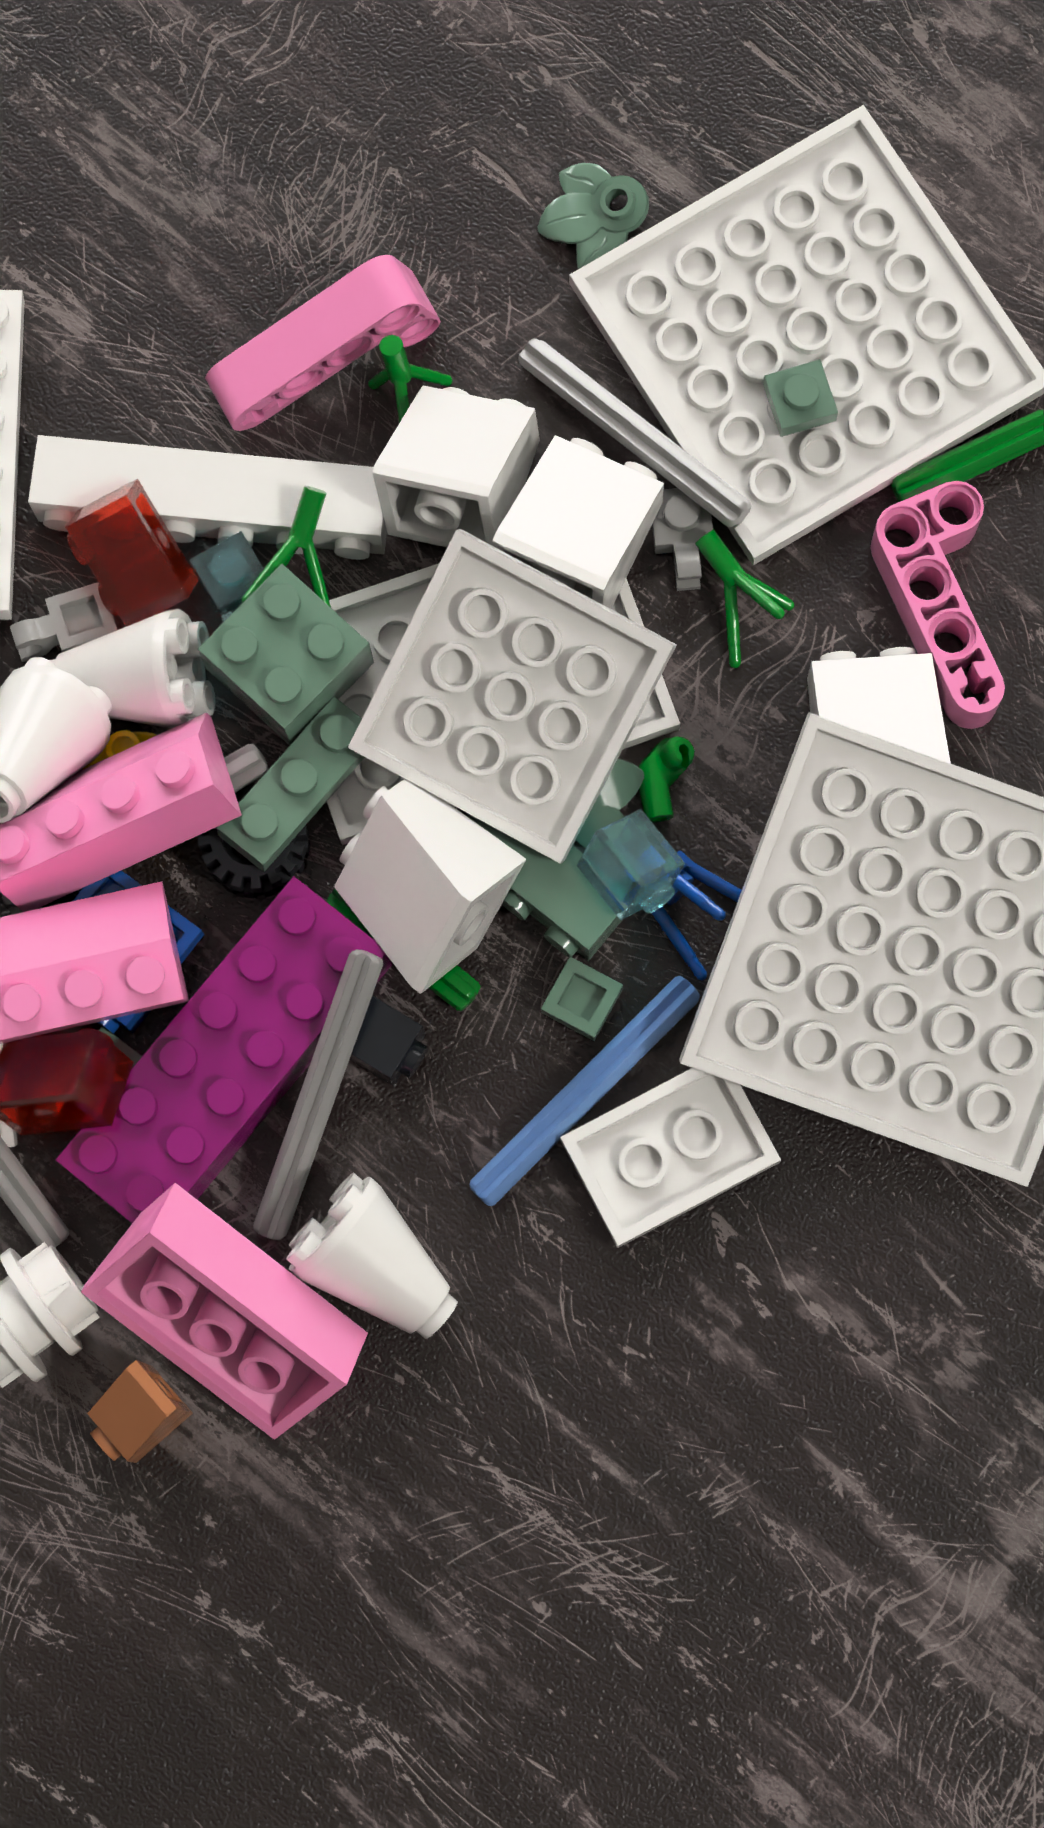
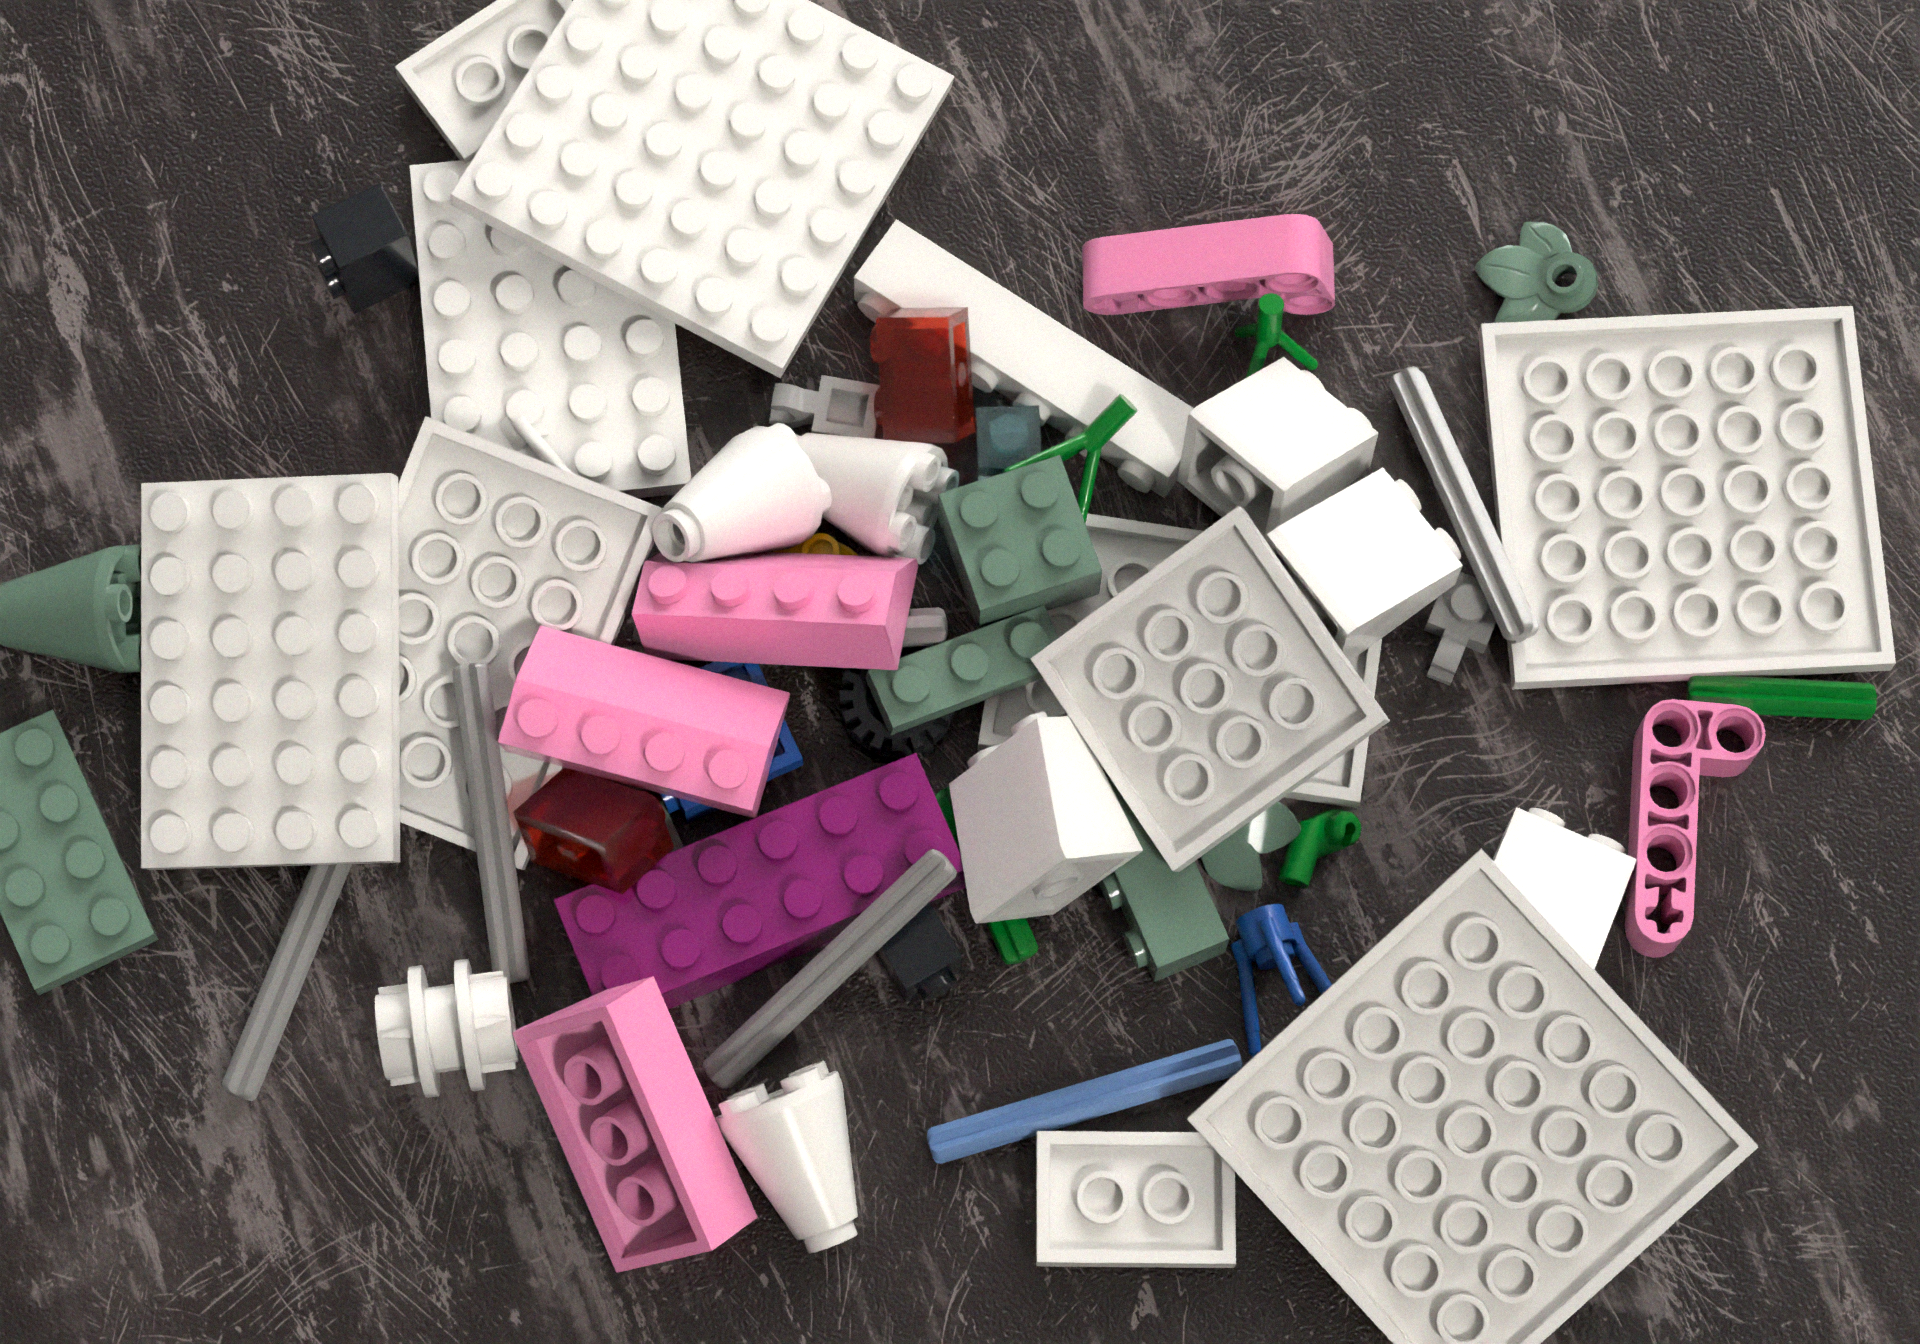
camera: 20 degrees right, 5 degrees down
(136, 1413) = (502, 1176): nougat slope -> none
(581, 998) = (1127, 1012): sand green plate -> none
(631, 865) = (1239, 908): clear light blue brick -> none
(732, 576) = (1485, 689): green plant -> none
(800, 398) = (1640, 553): sand green plate -> none

